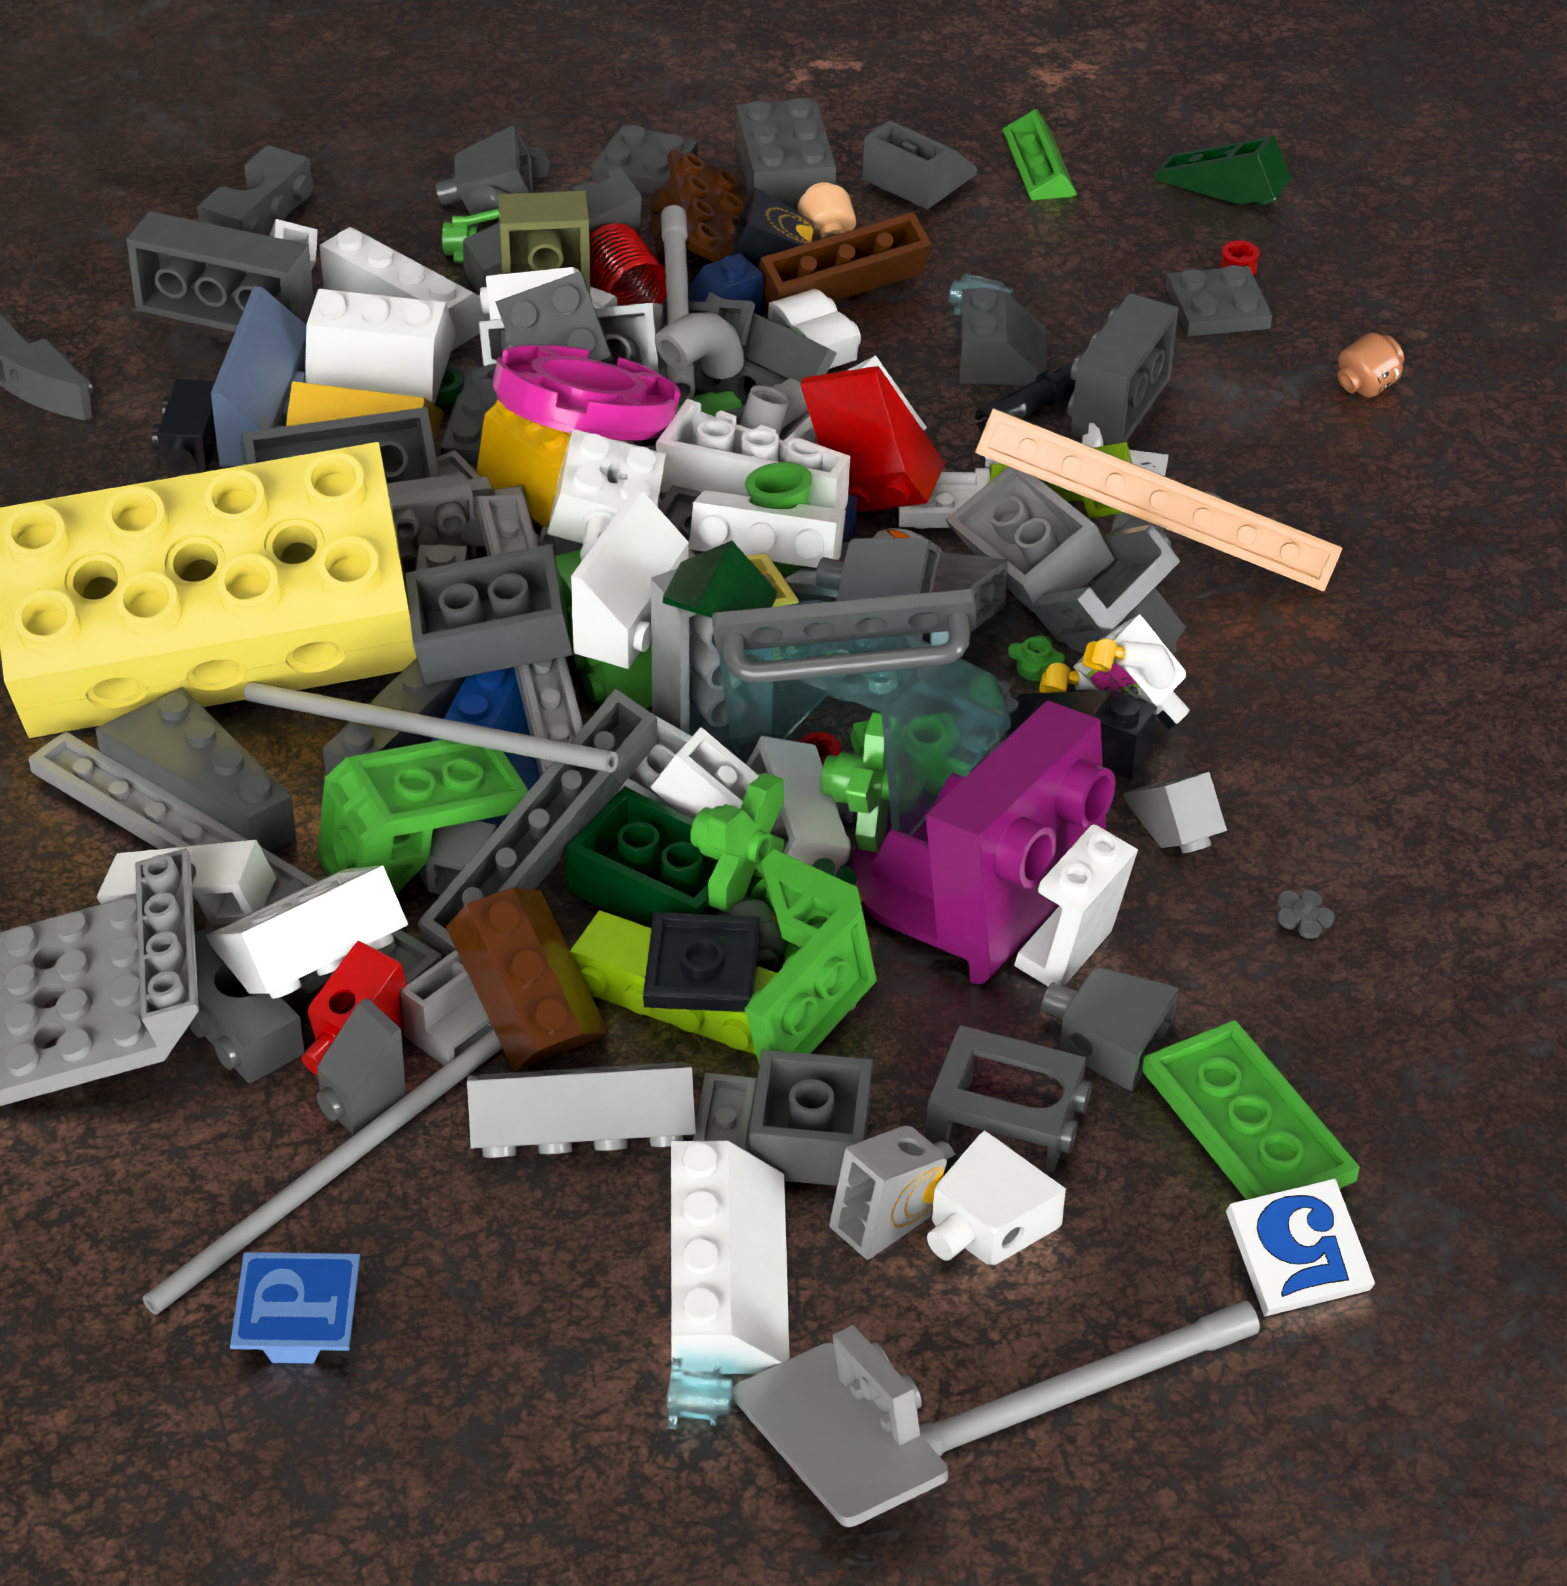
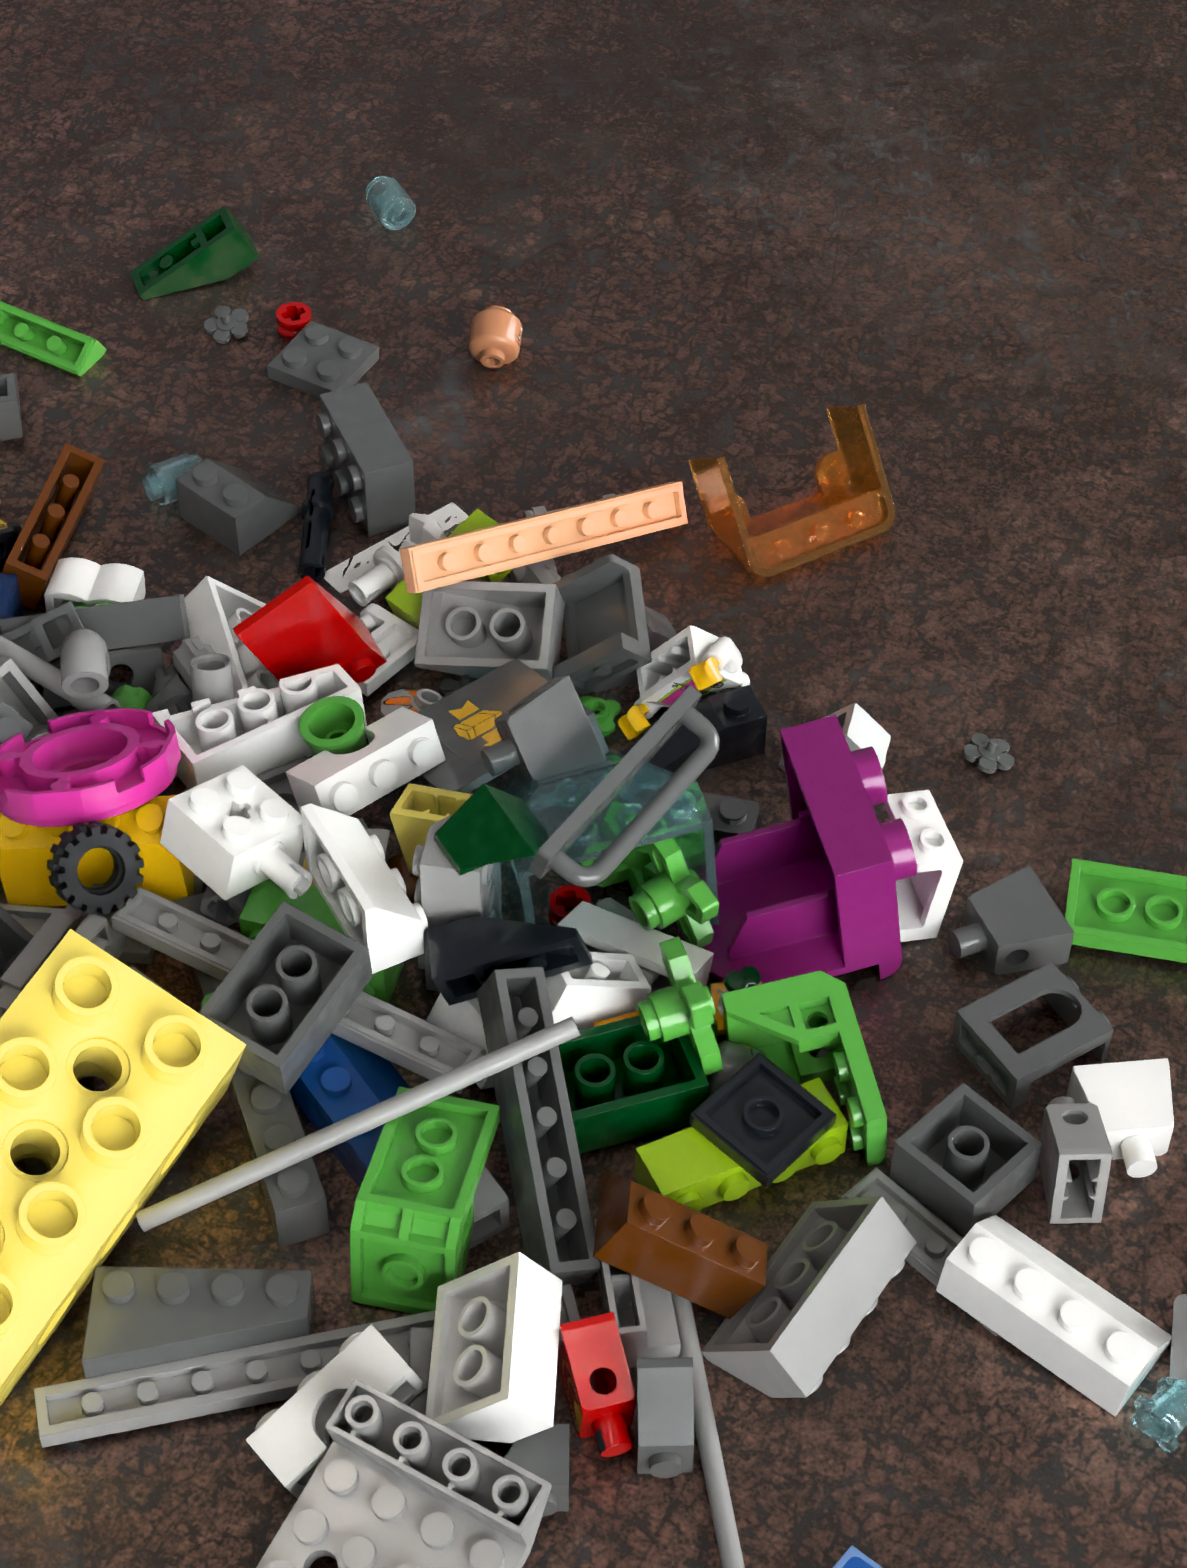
camera: 50 degrees left, 5 degrees up
(471, 458) = (118, 886): none -> black tyre
(660, 689) = (471, 948): none -> black slope
(1188, 231) = (227, 324): none -> dark grey plant
(1360, 647) = (848, 508): none -> clear orange windscreen
(1439, 226) = (390, 202): none -> clear light blue brick

